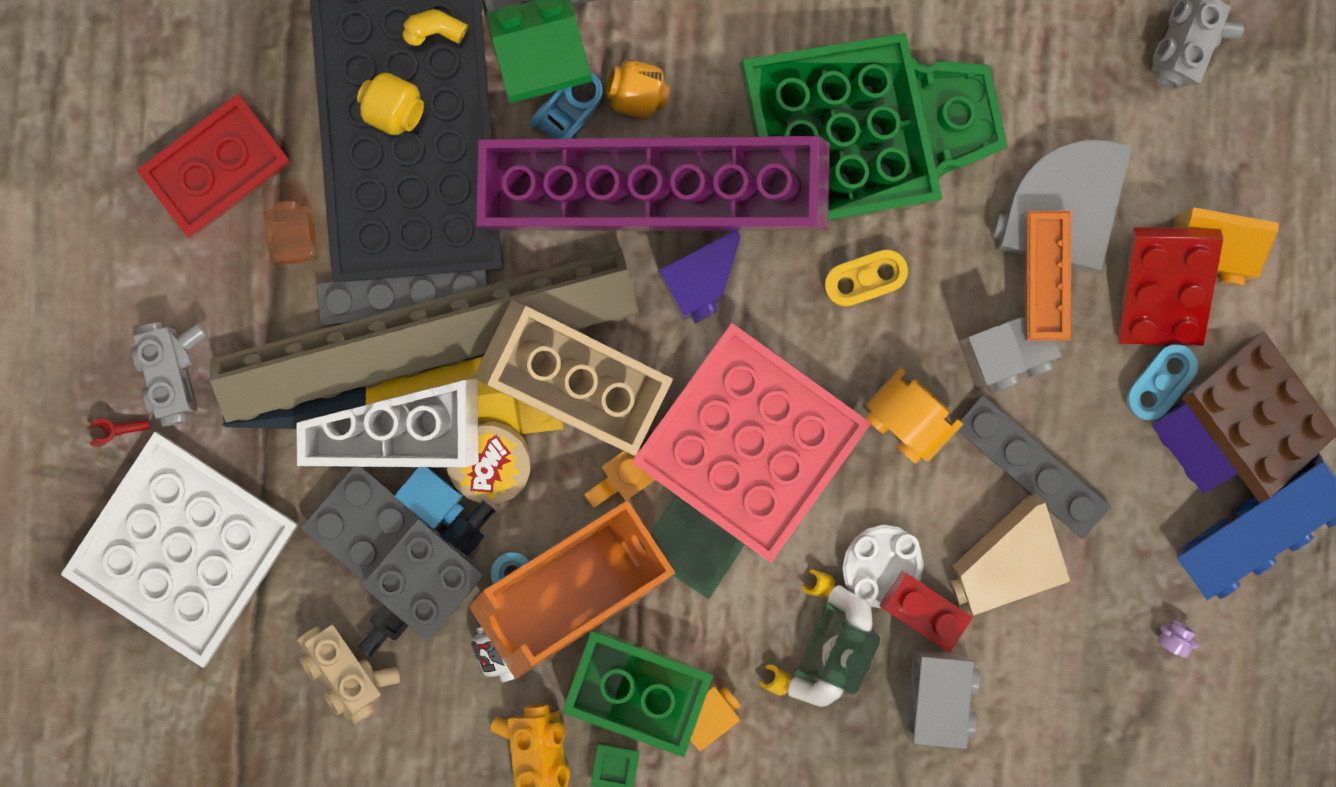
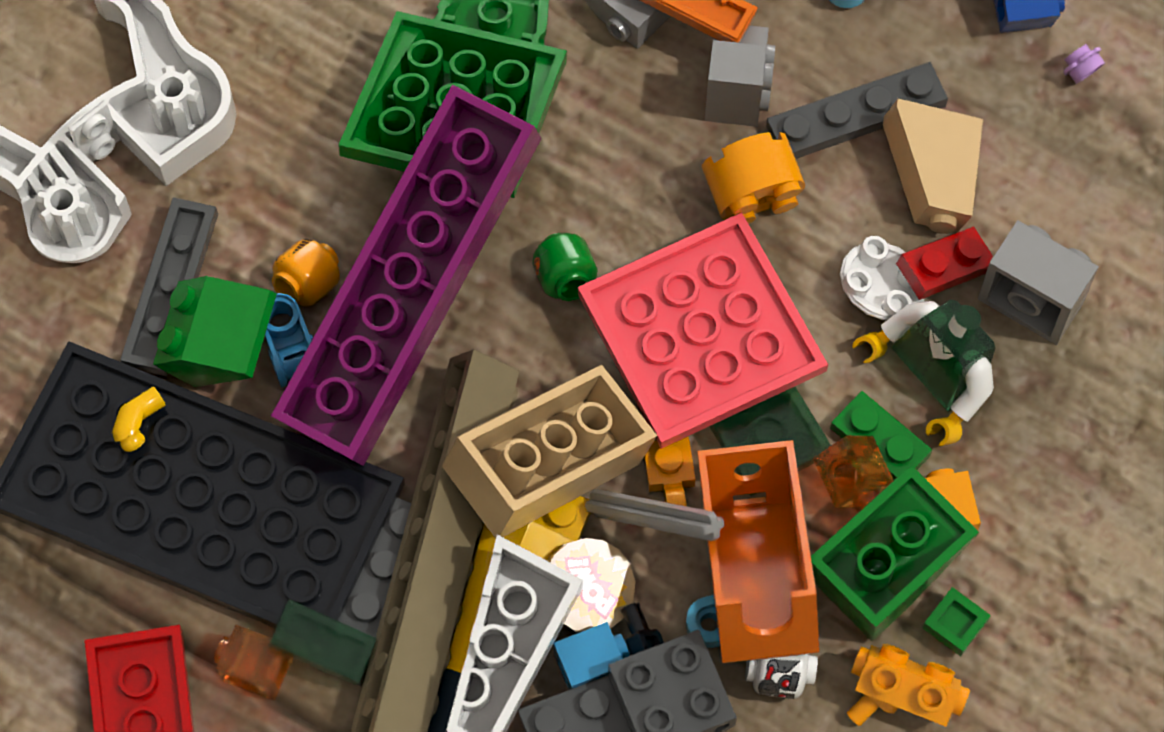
camera: 65 degrees left, 20 degrees down
(326, 282) = (322, 642): none -> clear green plate
(390, 104) = (184, 491): yellow head -> none
(556, 493) = (655, 514): none -> light grey axle
(694, 628) = (838, 469): none -> clear orange brick
(700, 278) = (522, 300): dark purple slope -> none
(743, 631) = (896, 442): none -> green plate
(754, 298) = (563, 265): none -> green head
(865, 278) = (599, 166): yellow plate -> none

